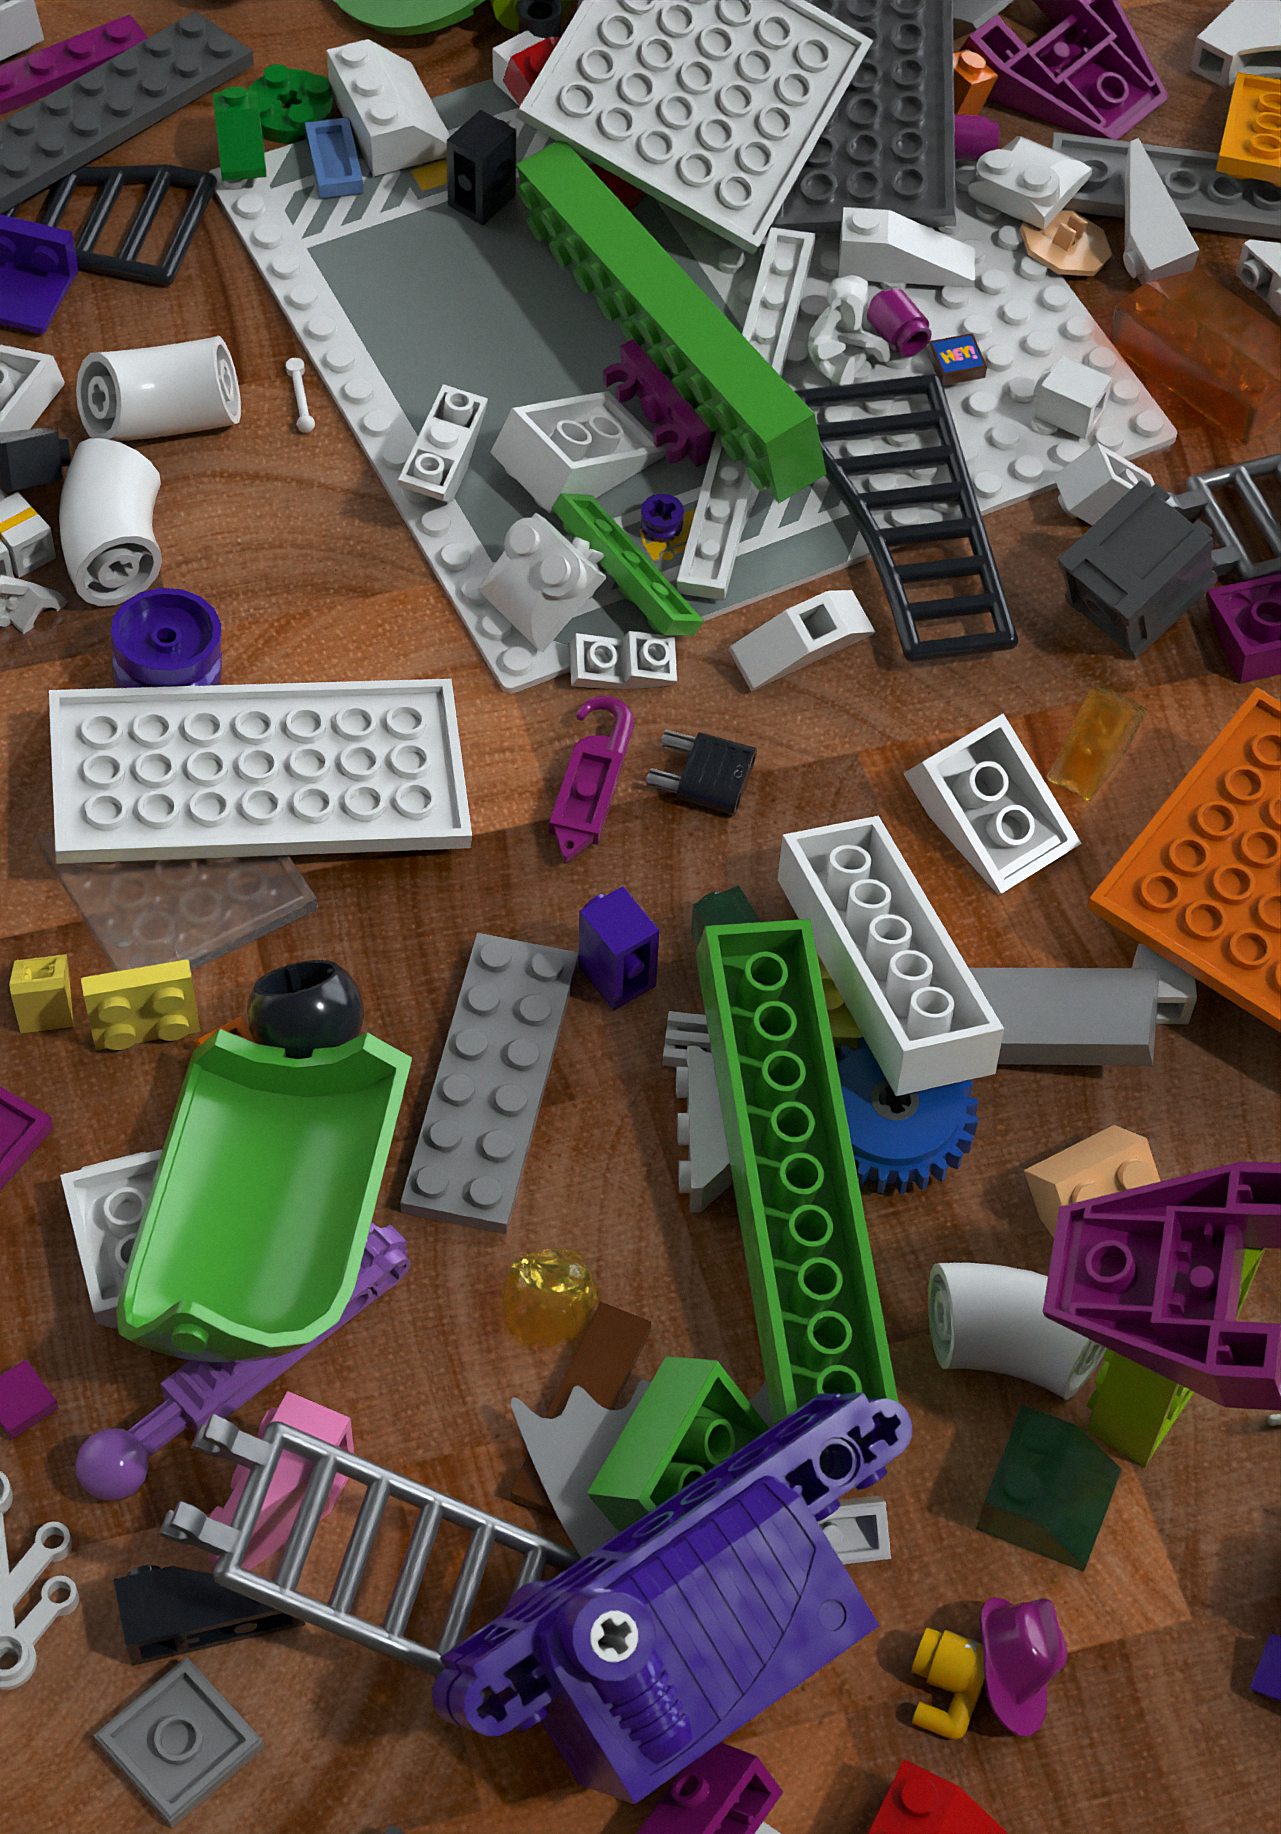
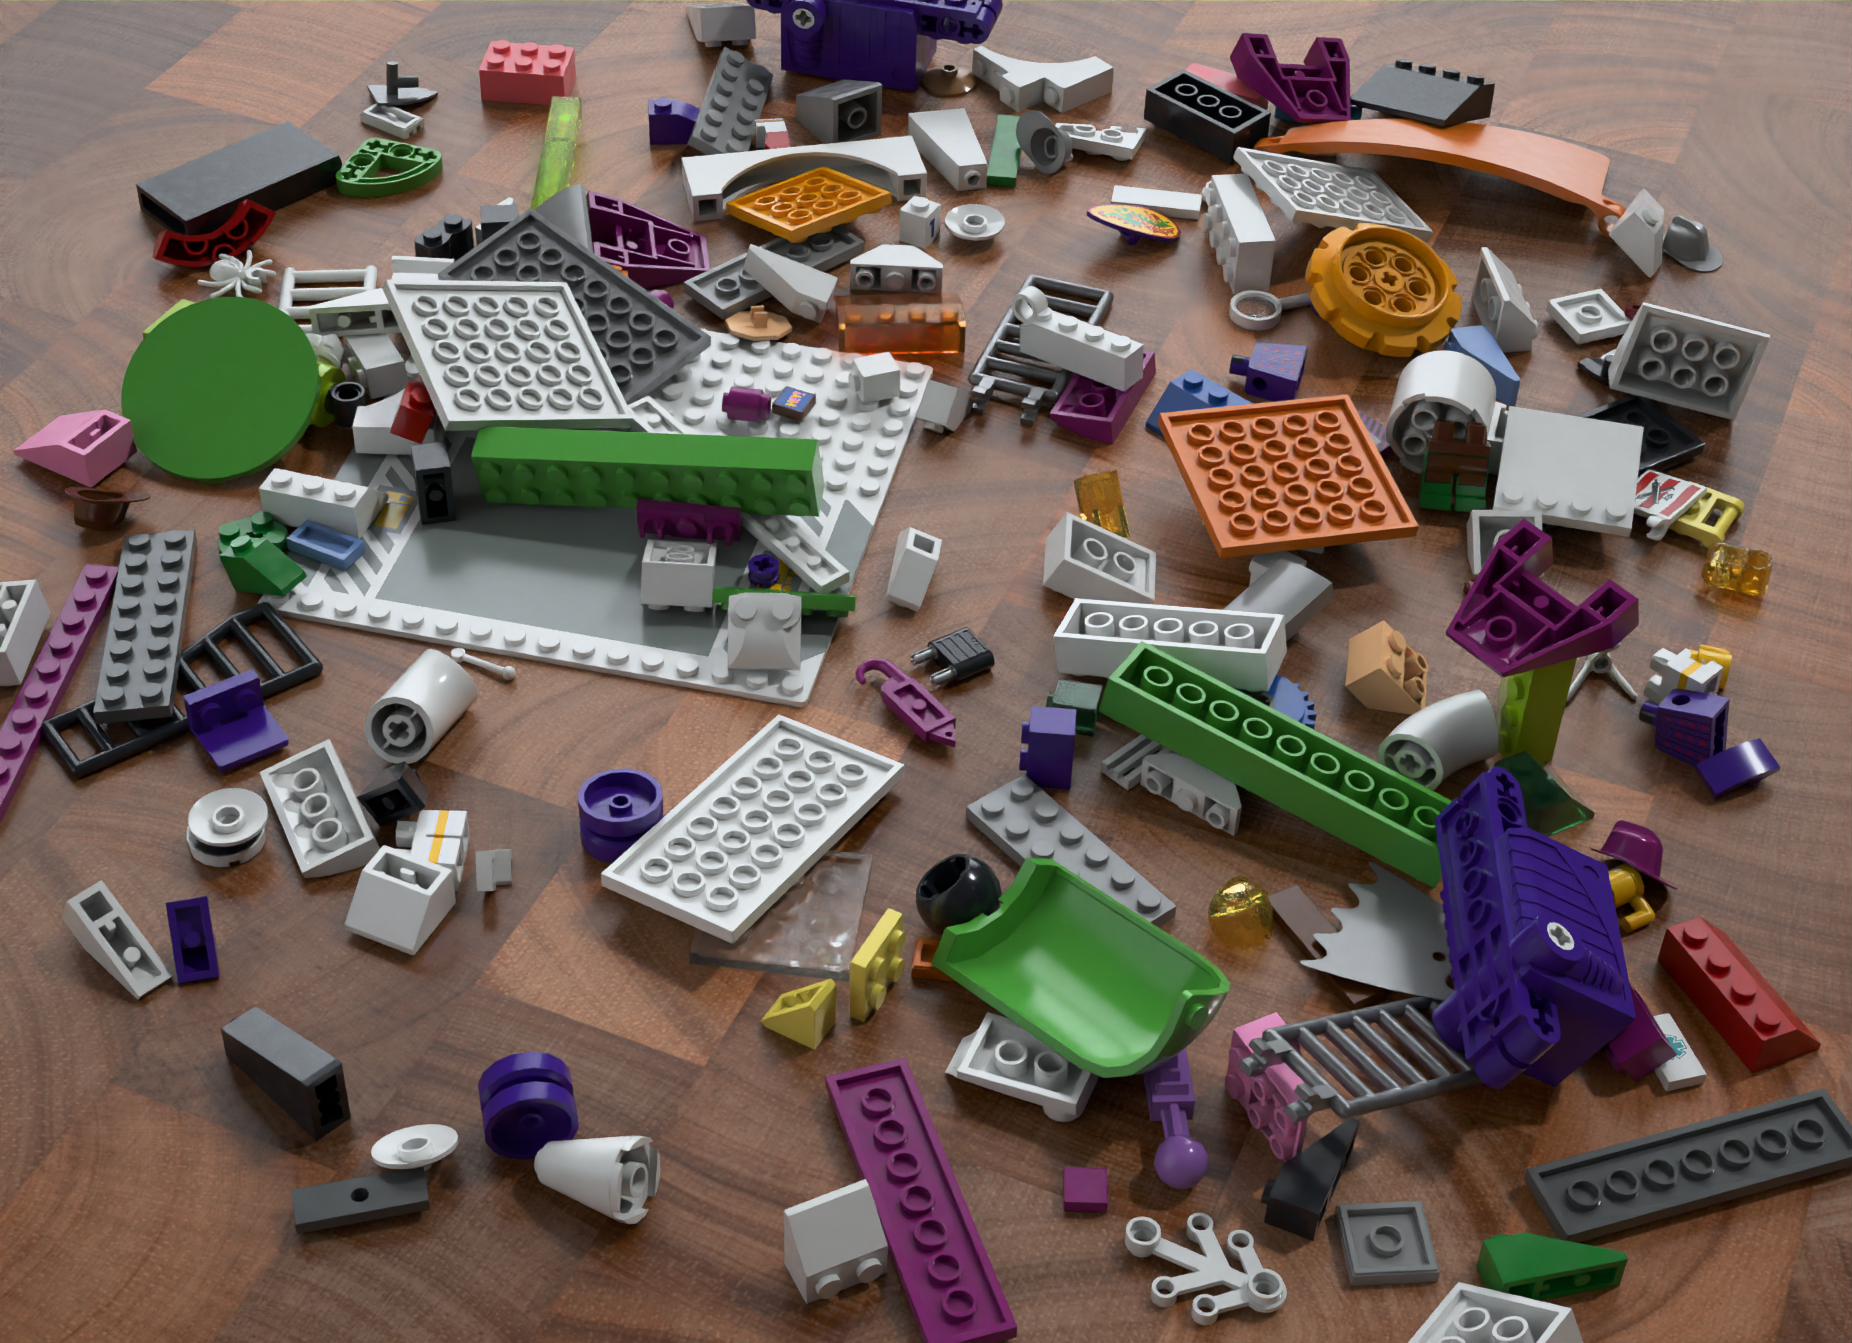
camera: 50 degrees left, 15 degrees down
(109, 522) = (490, 782): white brick -> none
(444, 445) = (619, 616): white slope -> none
(623, 663) = (843, 645): white slope -> none
(676, 1434) = (1396, 913): bright green slope -> none
(837, 338) = (724, 416): white animal -> none
(878, 540) = (910, 465): black bar -> none
(899, 250) = (694, 377): white slope -> none
(1027, 181) = (710, 305): white slope -> none
(1139, 568) = (1024, 417): dark grey container -> none

